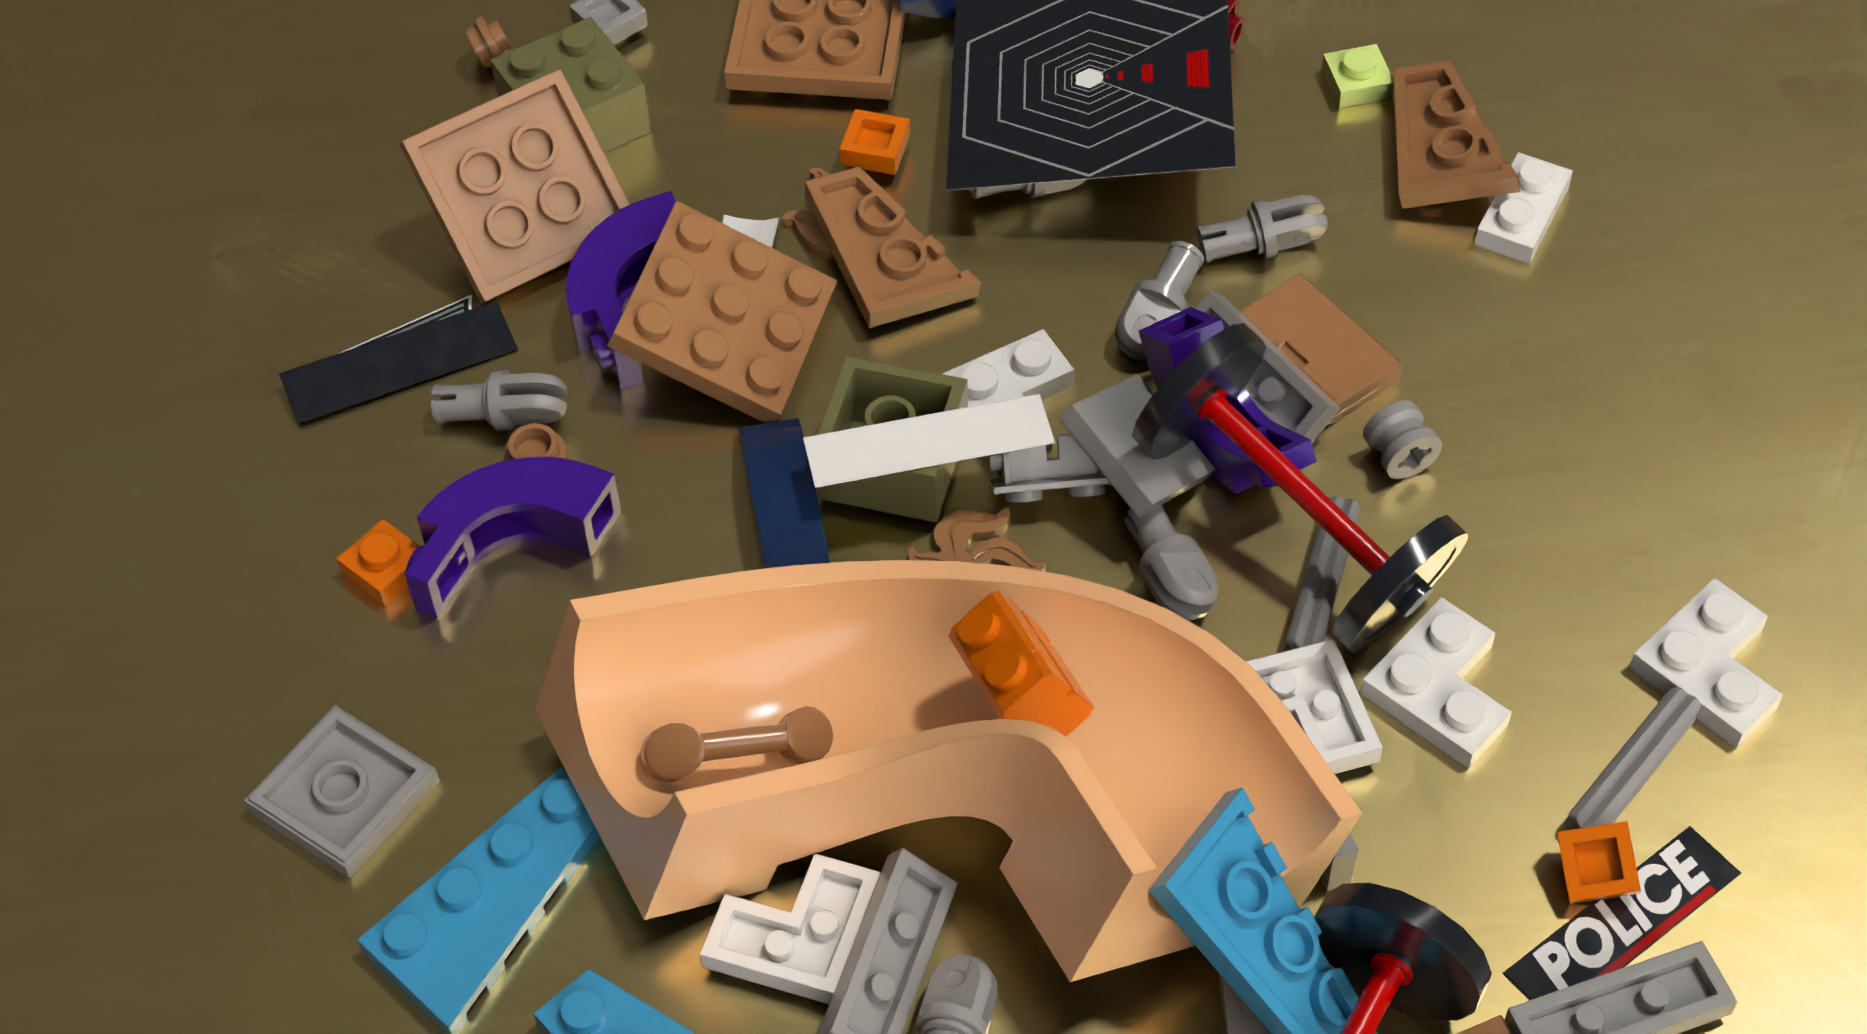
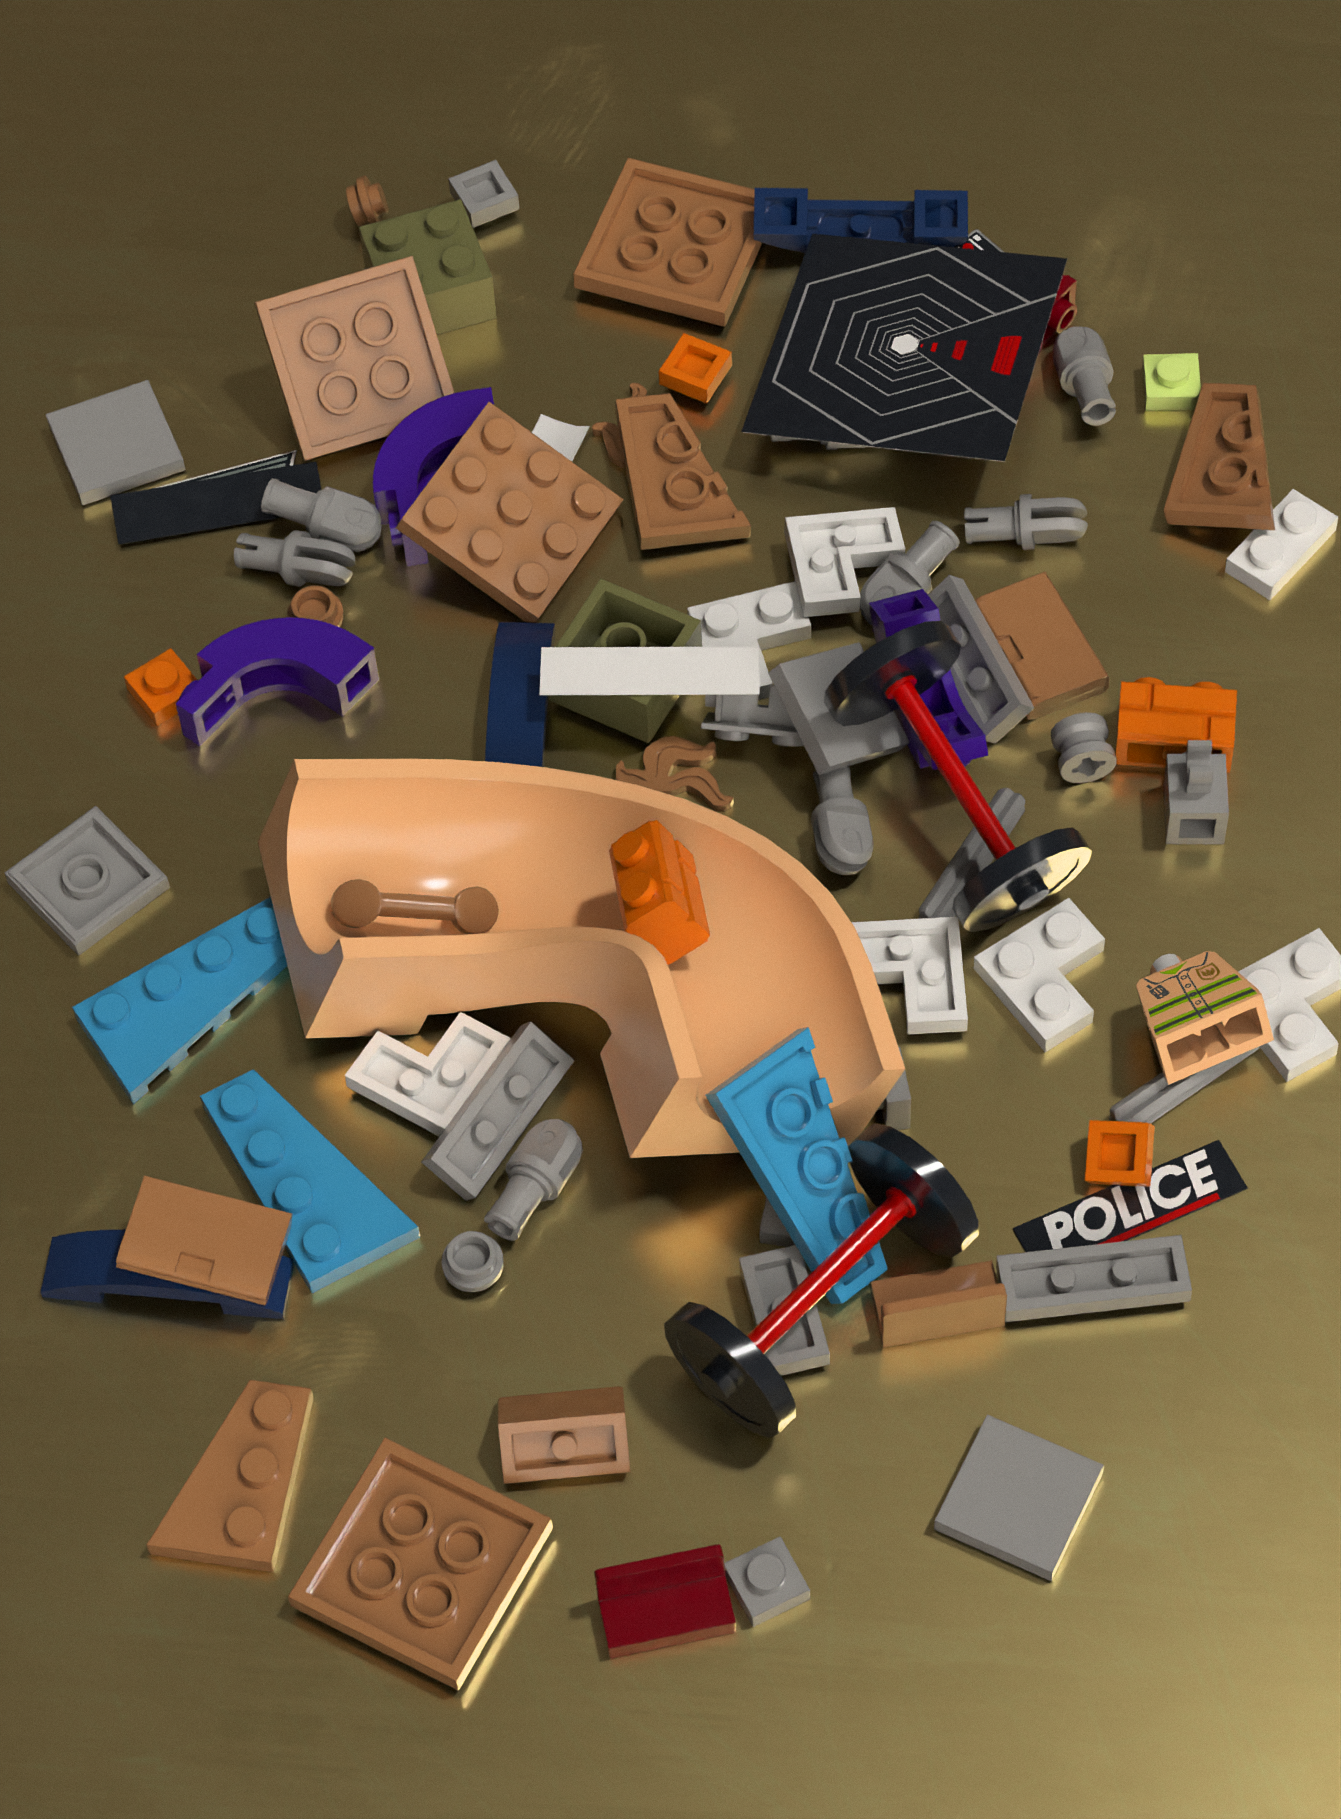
camera: 15 degrees right, 5 degrees up
(272, 319) = (115, 442): none -> light grey tile
(522, 348) = (327, 514): none -> light grey arm
(1072, 295) = (829, 548): none -> white plate
(1273, 79) = (1085, 372): none -> light grey arm
(1491, 399) = (1162, 718): none -> orange brick
(1538, 465) = (1196, 795): none -> light grey brick
(1634, 690) = (1200, 1013): none -> light nougat torso

